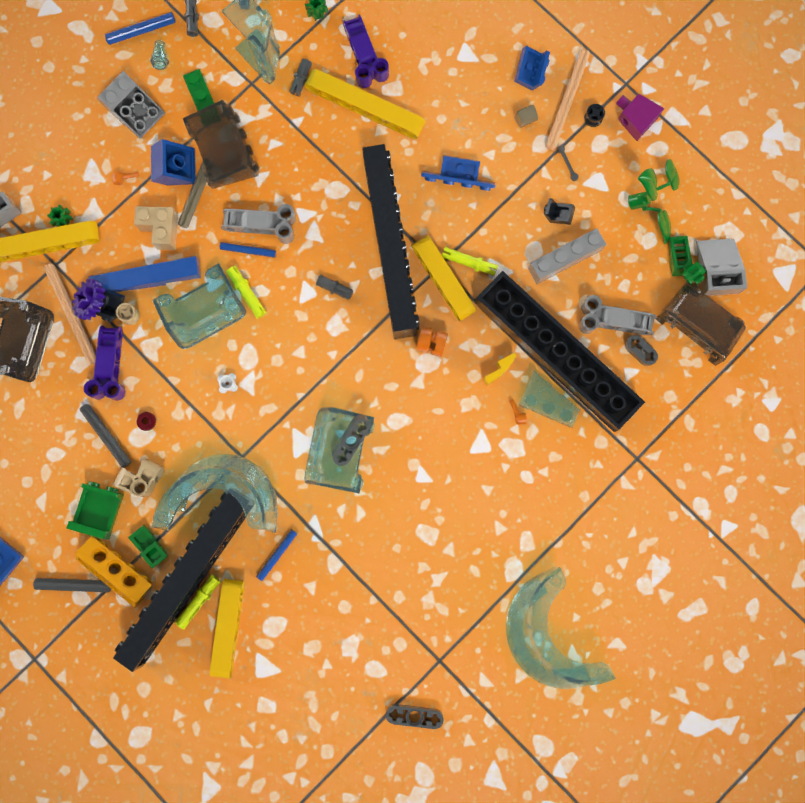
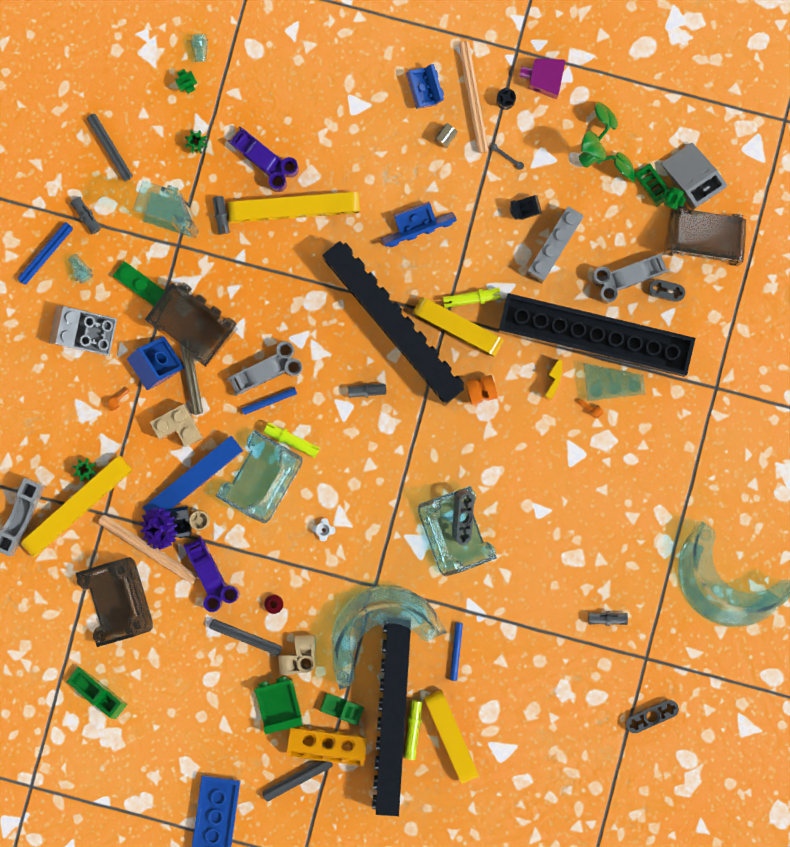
camera: 30 degrees left, 5 degrees up
(426, 605) = (608, 618): none -> dark grey pin

